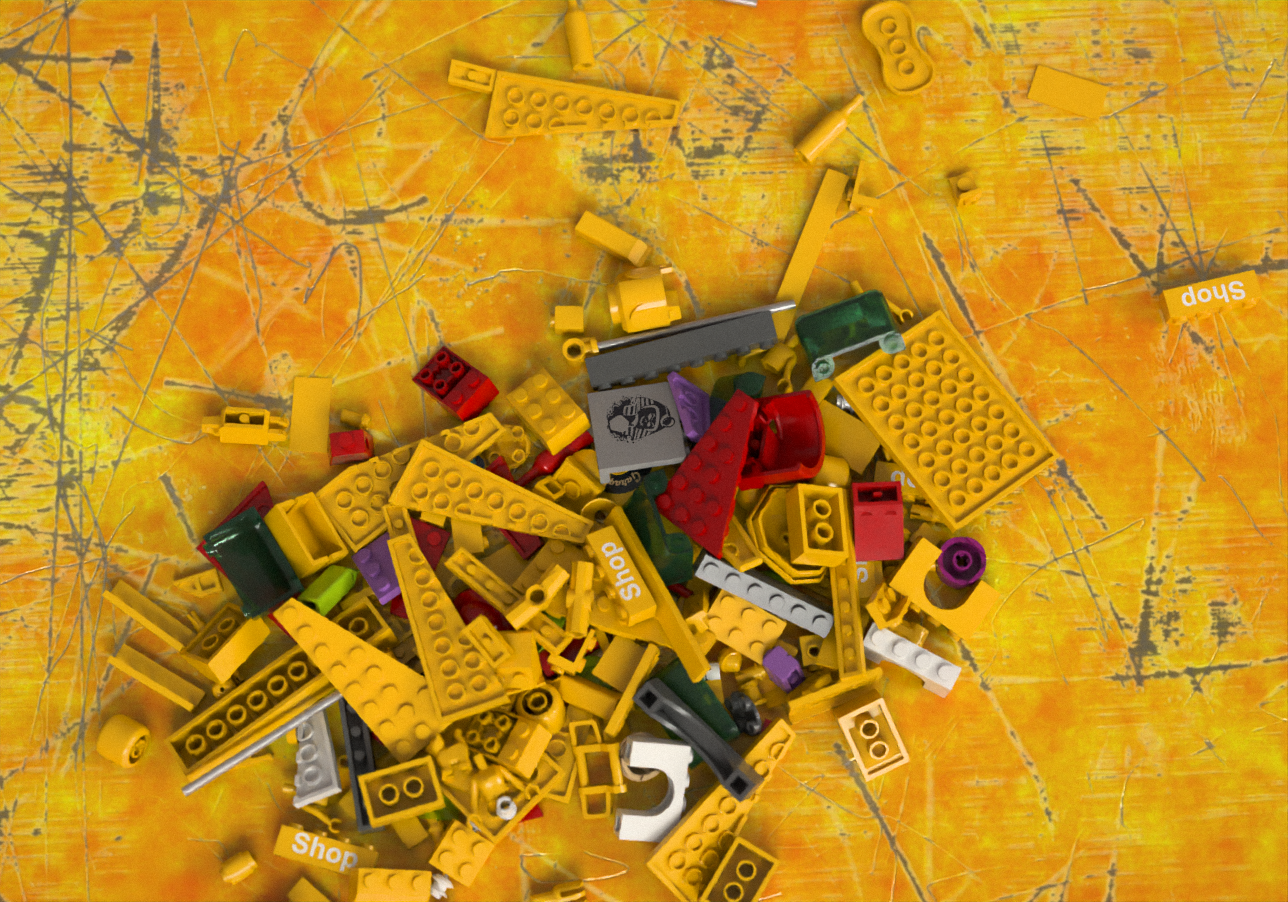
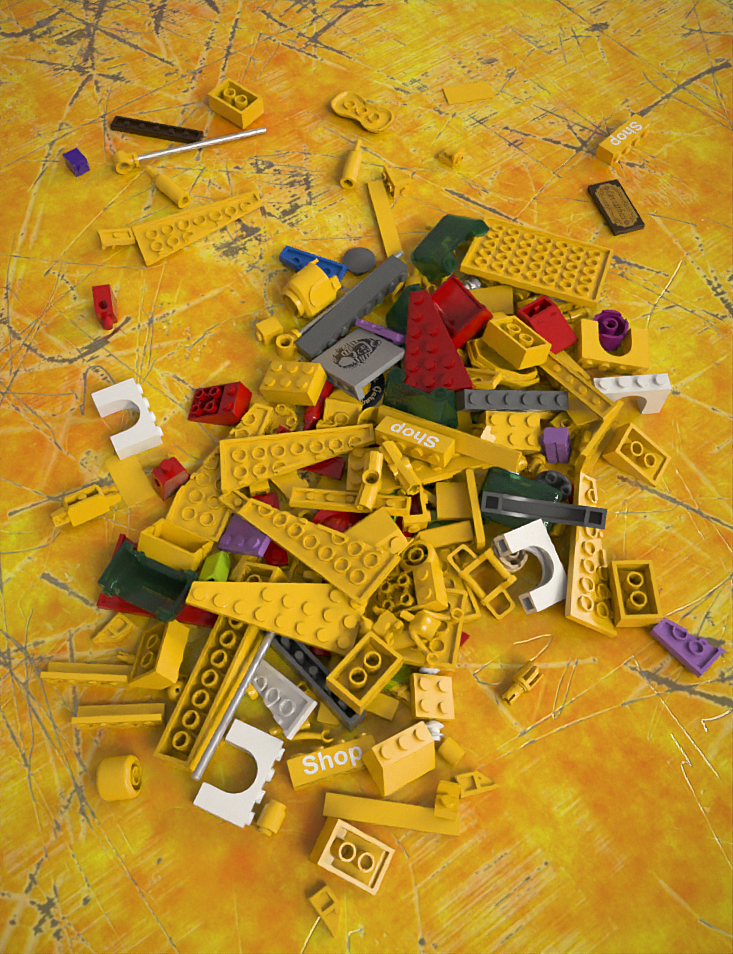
camera: 35 degrees left, 15 degrees down
(268, 803) = (238, 807): none -> white arch
(354, 373) = (144, 433): none -> white arch
(403, 168) = (105, 306): none -> red torso
(488, 641) = (357, 527): yellow plate -> none
(508, 813) = (447, 637): white pin -> none
(612, 239) = (264, 276): yellow piece -> none
(690, 274) = (299, 259): none -> blue wing
(740, 280) = (359, 260): none -> dark grey dish
(885, 608) = (597, 368): yellow bracket -> none
(1119, 392) = (616, 207): none -> tile

